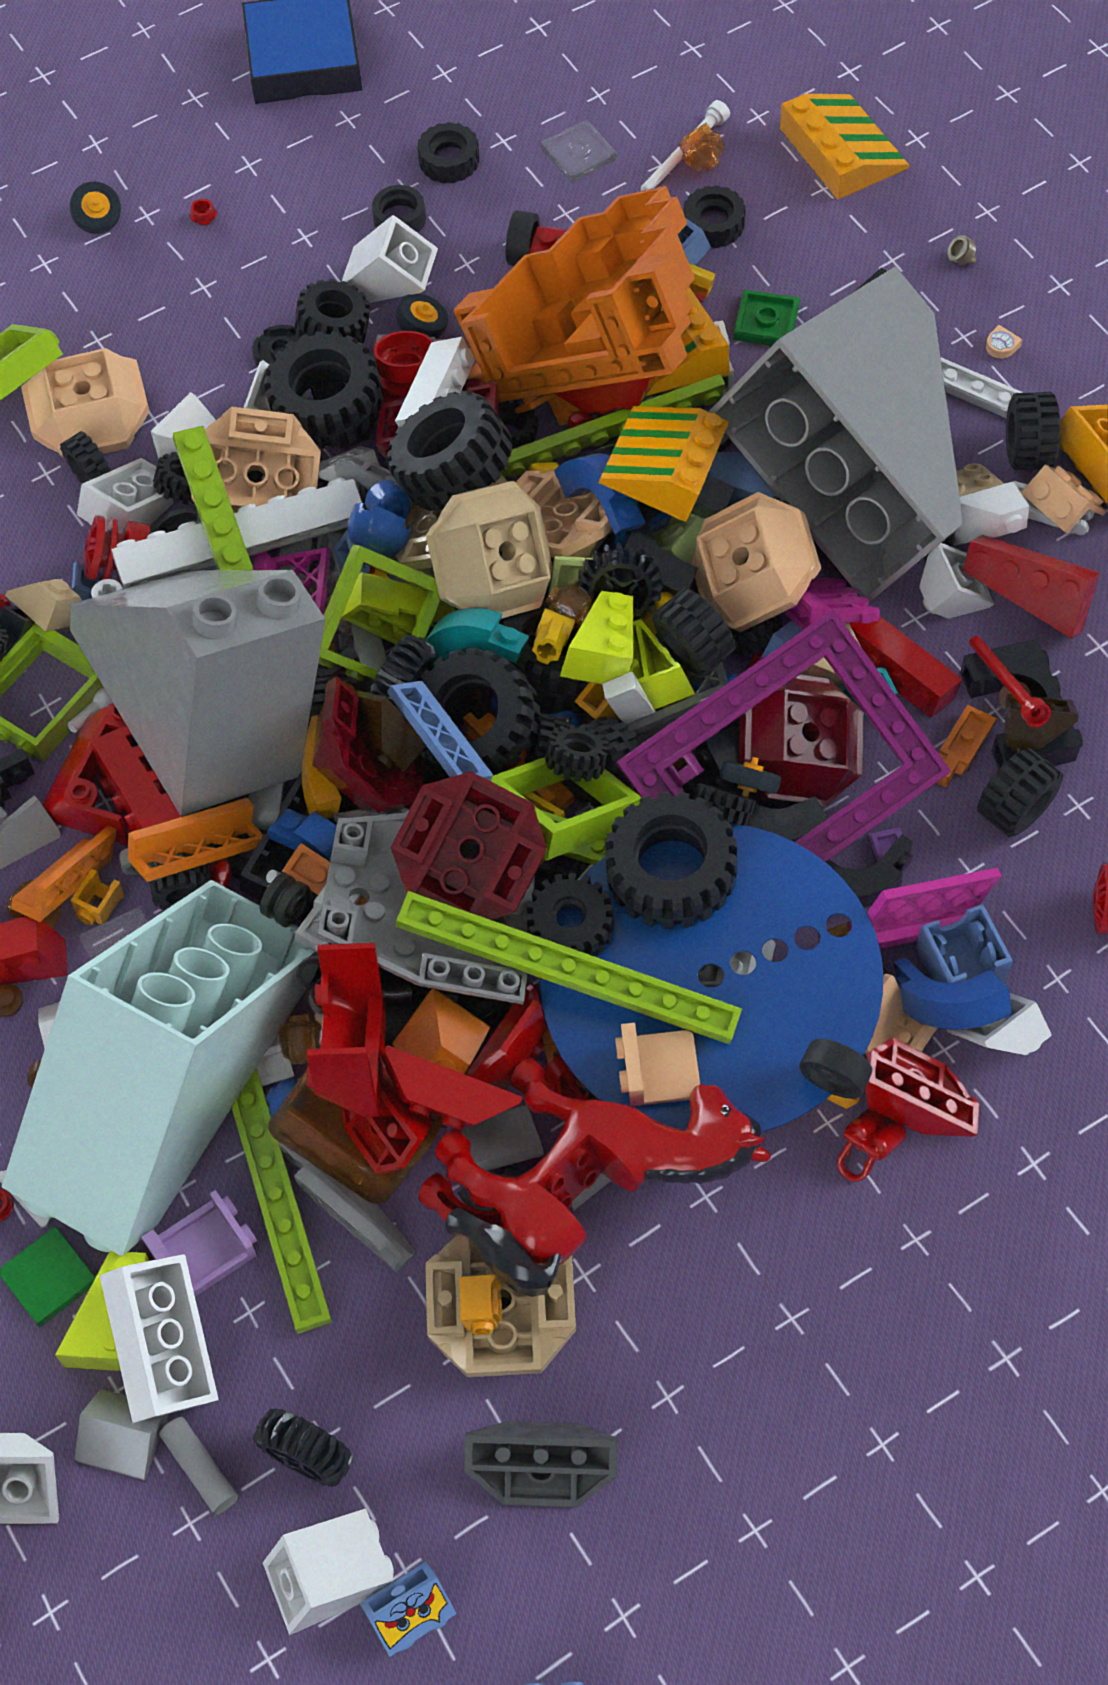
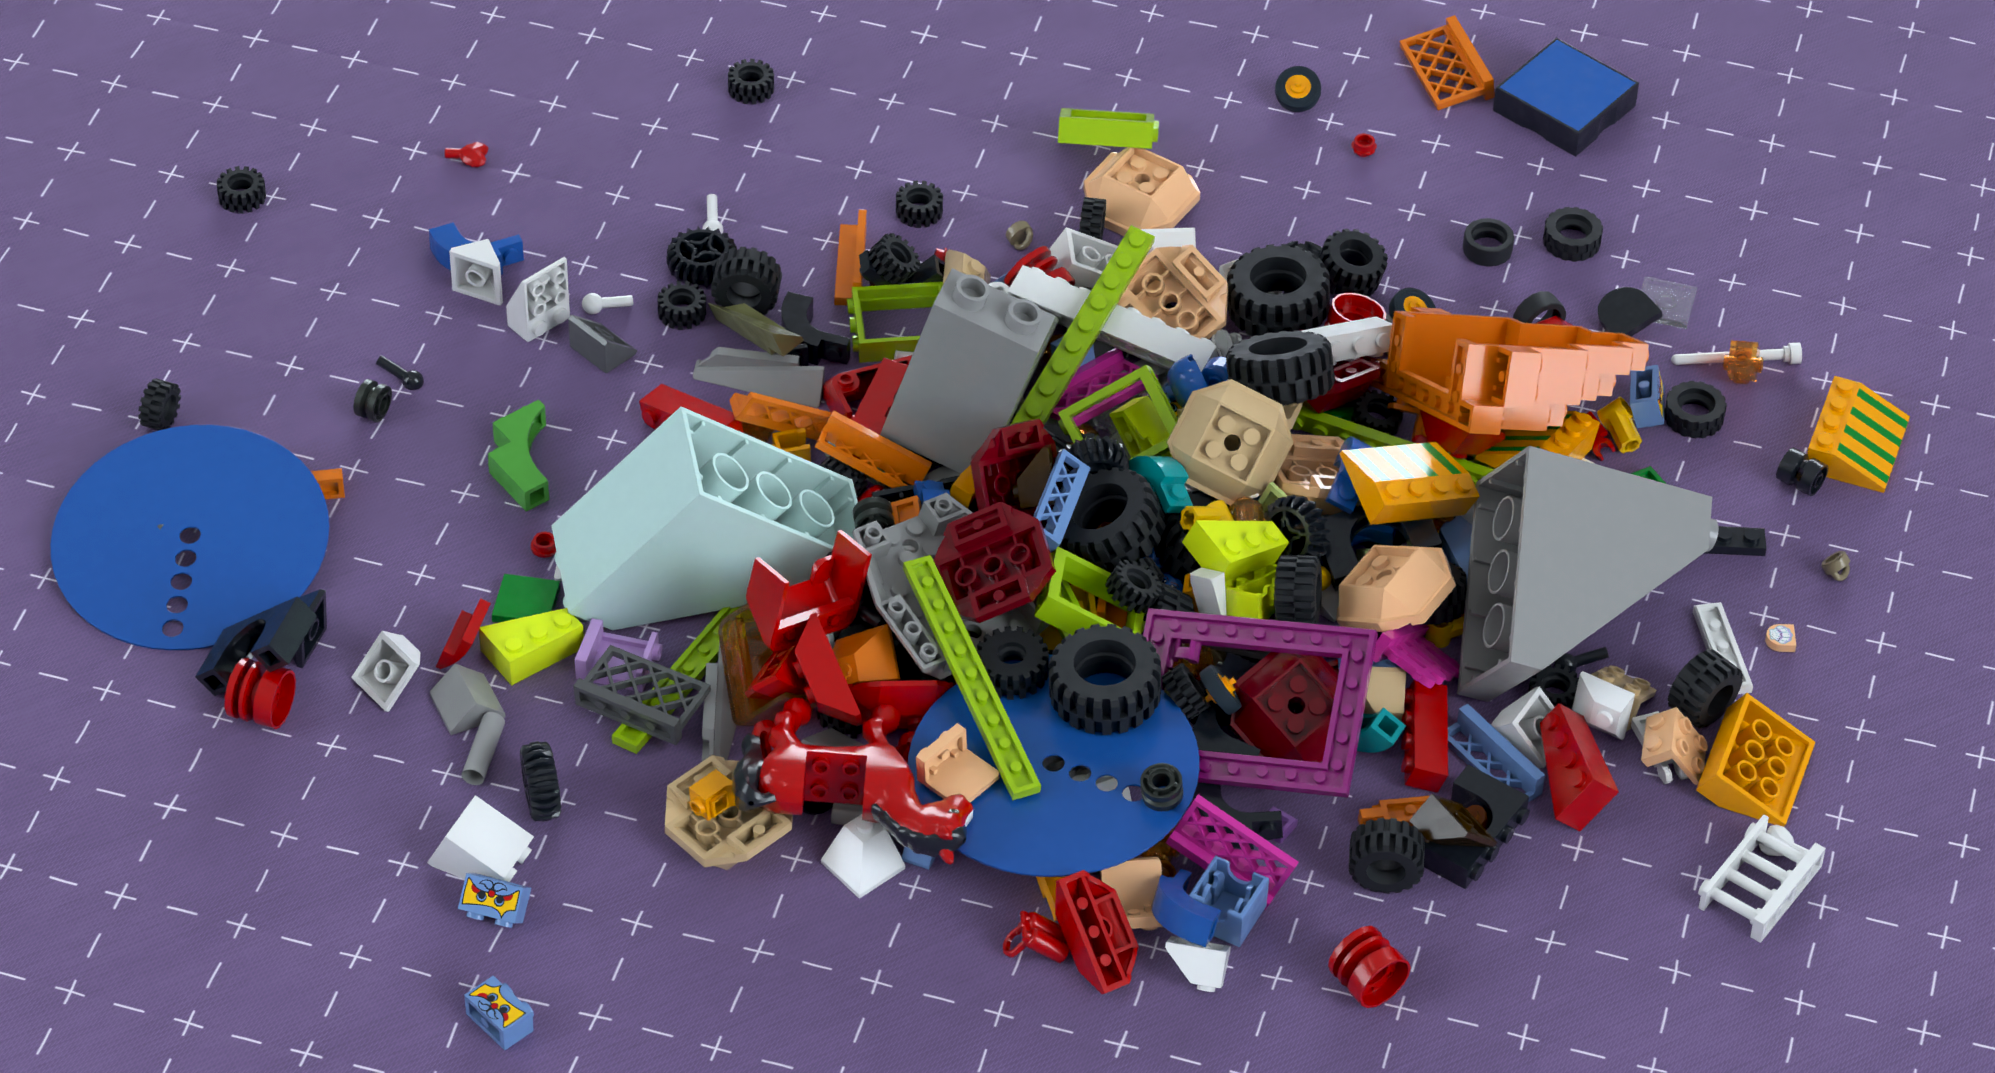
camera: 45 degrees right, 15 degrees down
(32, 525) = (1019, 233): none -> dark tan tile
(45, 1375) = (463, 635): none -> red slope
(158, 1337) = (535, 662): white brick -> none
(188, 75) = (1465, 58): none -> orange fence
(284, 1294) = (630, 709): none -> dark grey fence
(390, 262) = (1430, 262): white slope -> none
(541, 1462) = (644, 902): dark grey wedge -> none
(569, 181) = (1627, 311): none -> black tile
(642, 1220) = (863, 856): none -> white slope
(836, 1068) = (1045, 852): black tyre -> none
(837, 896) = (1161, 798): none -> pearl dark grey wheel
(840, 199) = (1799, 470): none -> black wheel
(953, 621) = (1496, 748): none -> medium blue fence
(1033, 709) = (1440, 801): red piece -> none

